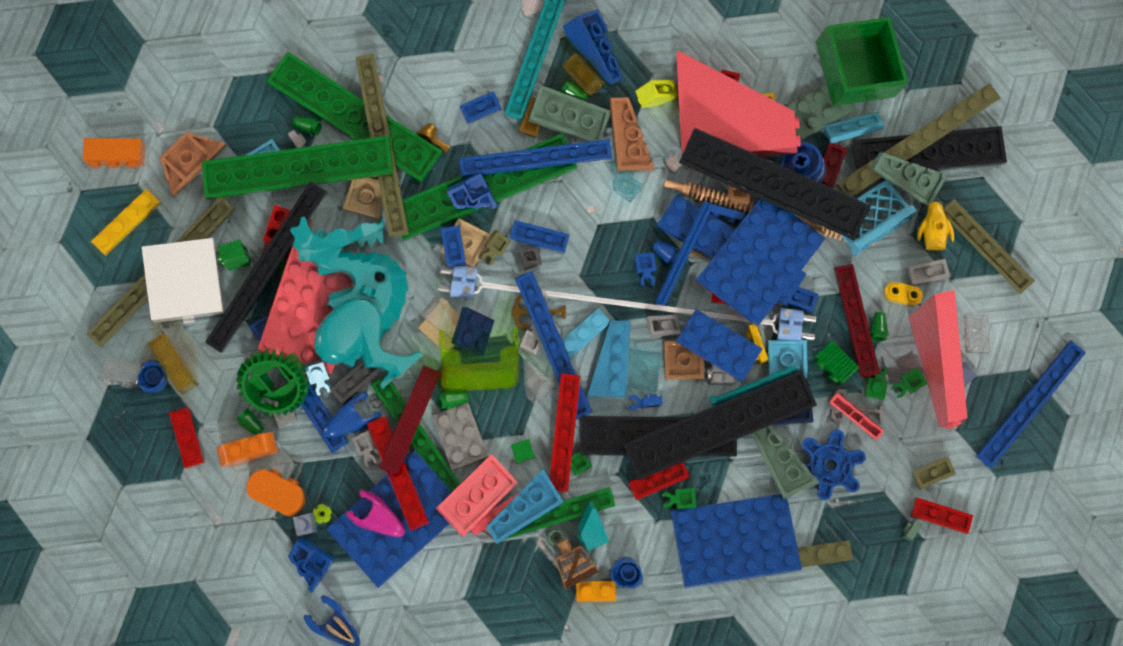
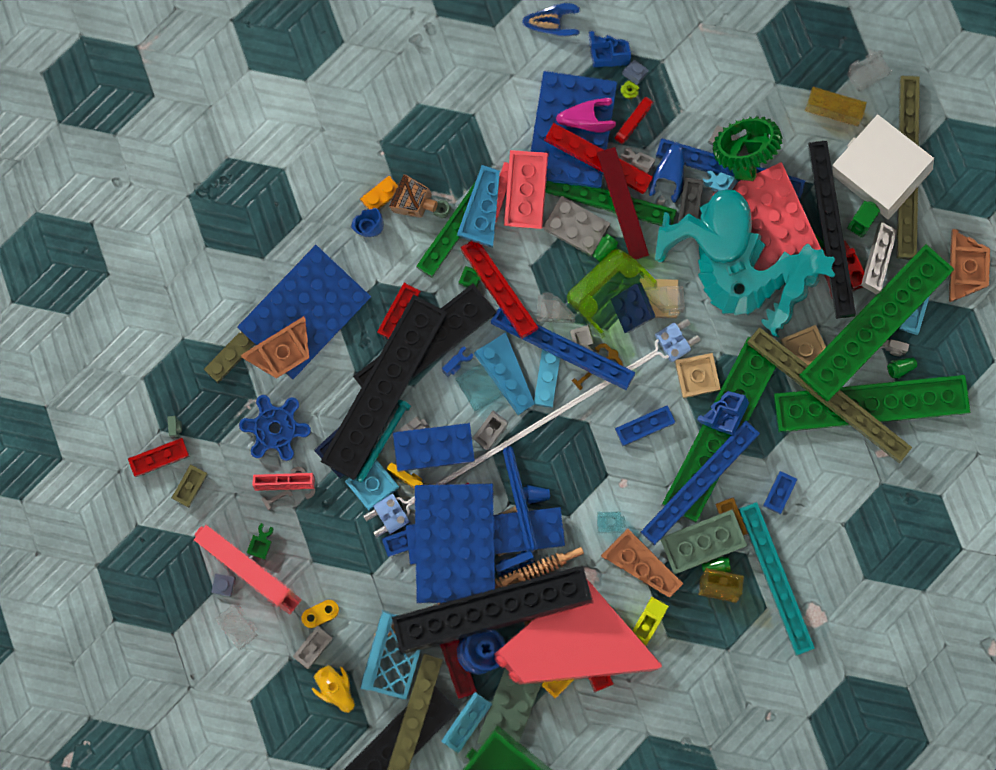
camera: 145 degrees right, 0 degrees up
(125, 222) = (969, 182): yellow plate -> none
(152, 377) = (842, 83): blue hair -> none
(186, 438) = (777, 65): red plate -> none
(247, 450) = (724, 88): orange brick -> none
(250, 216) = (879, 258): none -> light grey plate
(250, 422) = (740, 111): green cone -> none
(276, 492) = (676, 77): orange brick -> none
(341, 484) = (634, 120): none -> red beam
(429, 134) = (802, 437): pearl gold bar -> none
(453, 246) = (704, 361): blue plate -> none
(495, 245) = (673, 391): olive plate -> none
(522, 451) = (520, 252): green tile -> none
(529, 258) = (638, 402): dark grey tile -> none
(589, 38) = (739, 621): blue wedge -> none
(591, 529) = (419, 233): teal slope -> none
(645, 265) = (543, 470): blue plate -> none
(681, 363) = (452, 412): medium nougat plate -> none
(683, 499) = (369, 312): green plate -> none
(780, 519) = (281, 350): none -> nougat wing
(785, 467) = (310, 397): sand green wing -> none
(835, 363) = (331, 511): green brick -> none
(856, 321) = (341, 560): dark red tile -> none
(876, 386) = (285, 521): green plate -> none
(879, 327) = (319, 569): green cone -> none
(909, 177) = (386, 712): sand green wing -> none
(988, 246) = (281, 708): olive plate -> none
(1030, 404) = (151, 605): blue tile -> none

